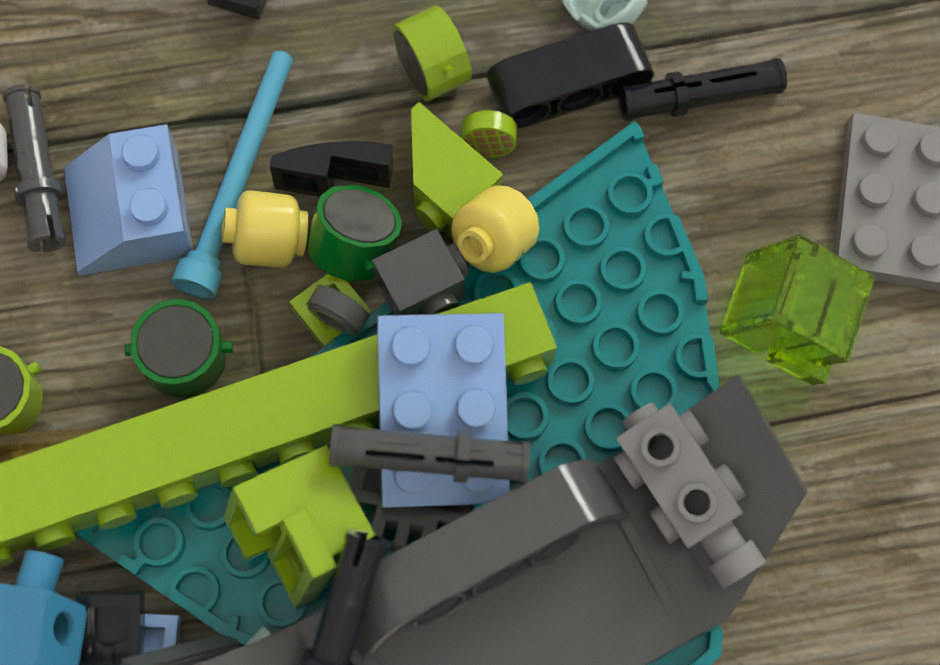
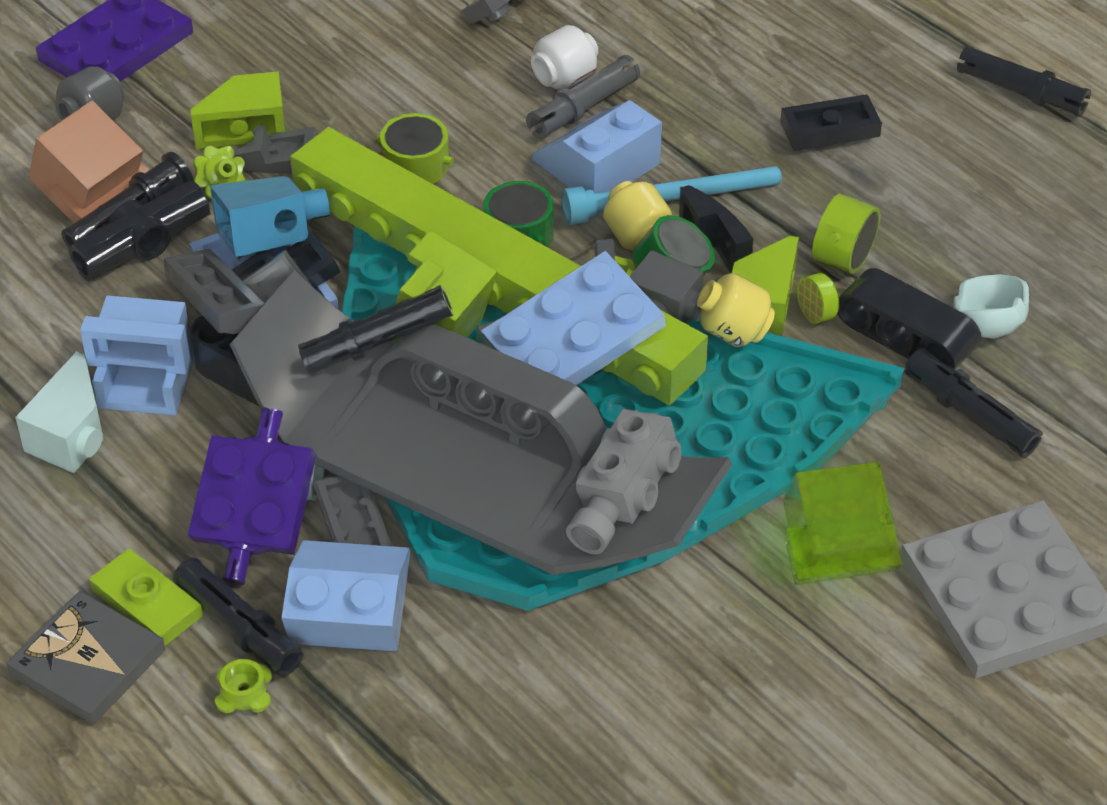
camera: 65 degrees right, 25 degrees down
(430, 453) = (556, 352): dark grey pin -> none

